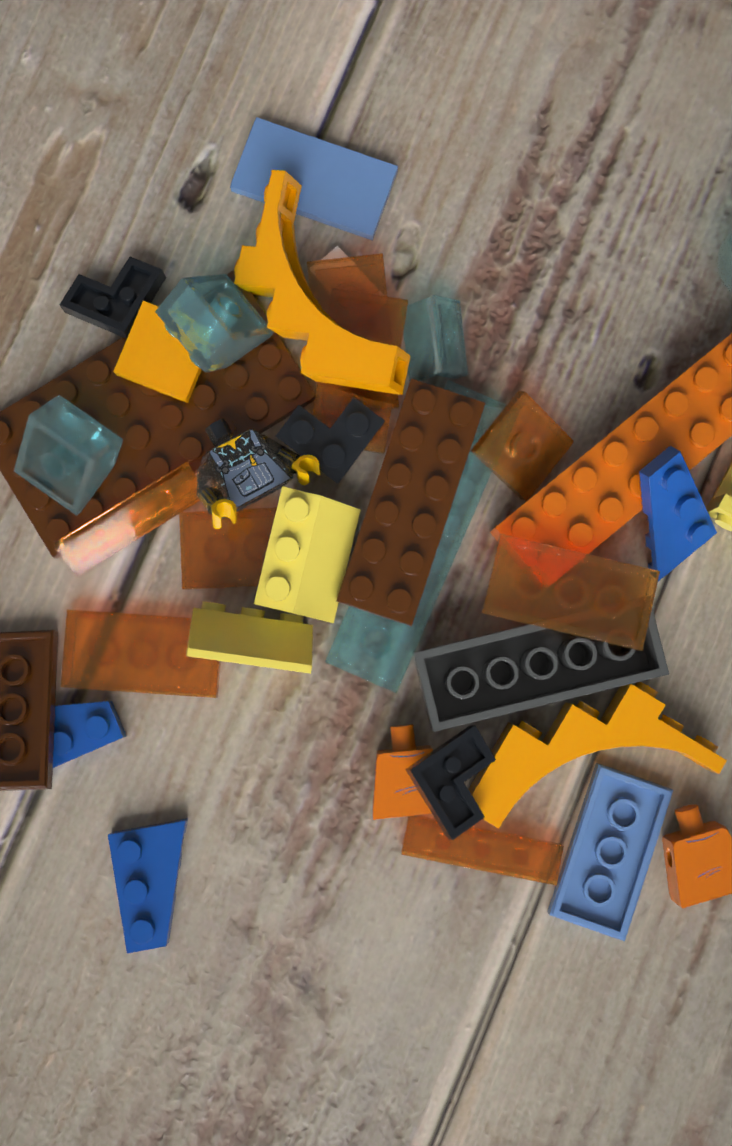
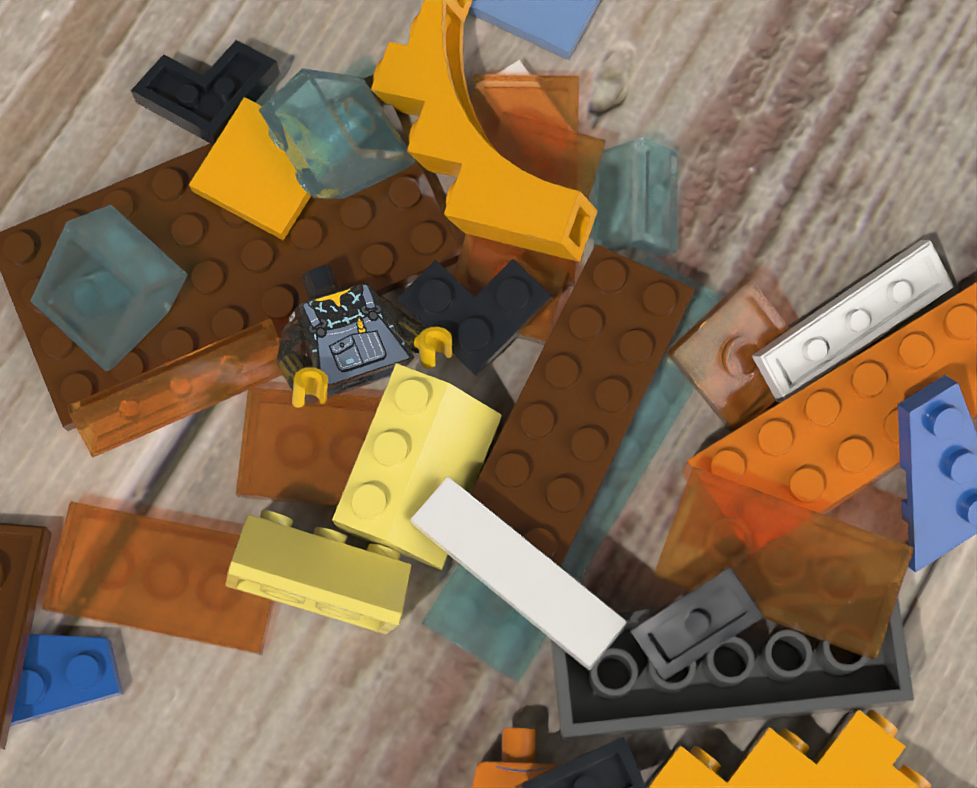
camera: 10 degrees right, 10 degrees down
(388, 623) = (519, 573): none -> white tile
(517, 643) = (697, 621): none -> black plate
(598, 410) = (853, 320): none -> white tile

